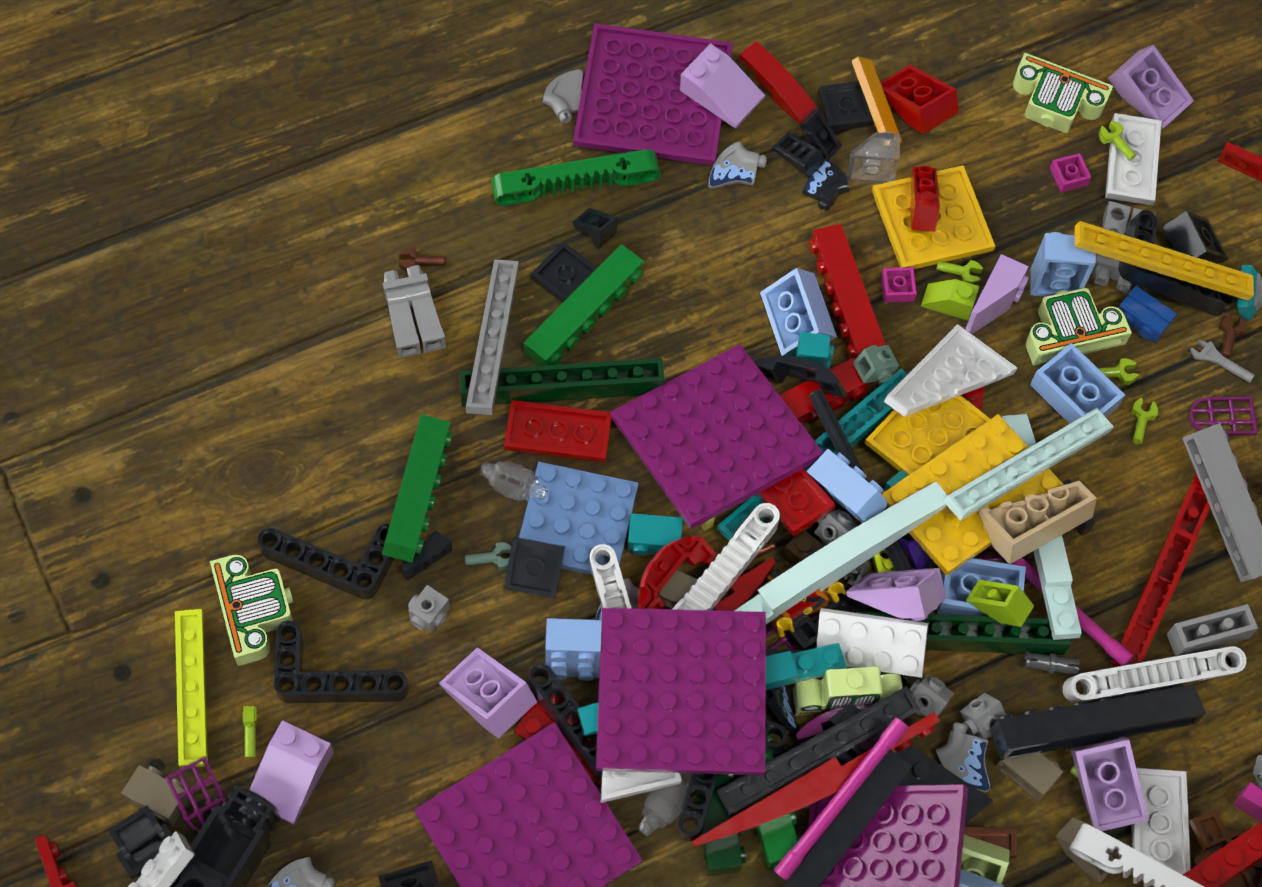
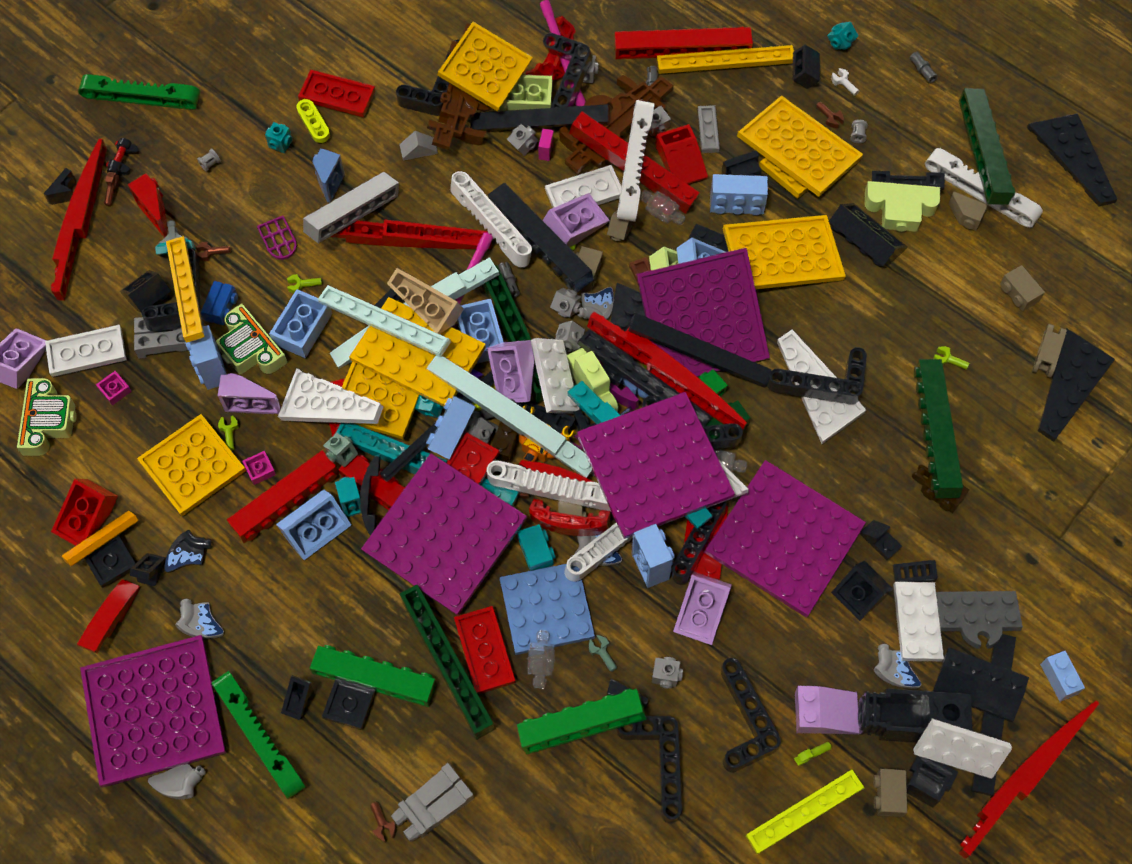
camera: 110 degrees left, 0 degrees up
(189, 791) = (880, 765): magenta window -> none
(250, 606) = (725, 800): brick -> none
(492, 338) = (434, 722): light grey plate -> none
(534, 567) = (599, 615): black plate -> none
(720, 86) = (131, 654): lavender slope -> none
(795, 856) = (628, 329): dark pink piece -> none
(809, 163) = (175, 581): black slope -> none
(875, 159) = (156, 515): clear slope -> none
(924, 199) = (181, 469): red slope -> none
(951, 298) = (257, 428): lime slope -> none
(1001, 602) = (490, 309): lime slope -> none
(1116, 138) = (74, 364): lime bar -> none
(1125, 378) = (271, 308): lime bar -> none
(1210, 354) = (232, 258): light grey piece -> none
(1212, 631) = (445, 196): light grey brick -> none

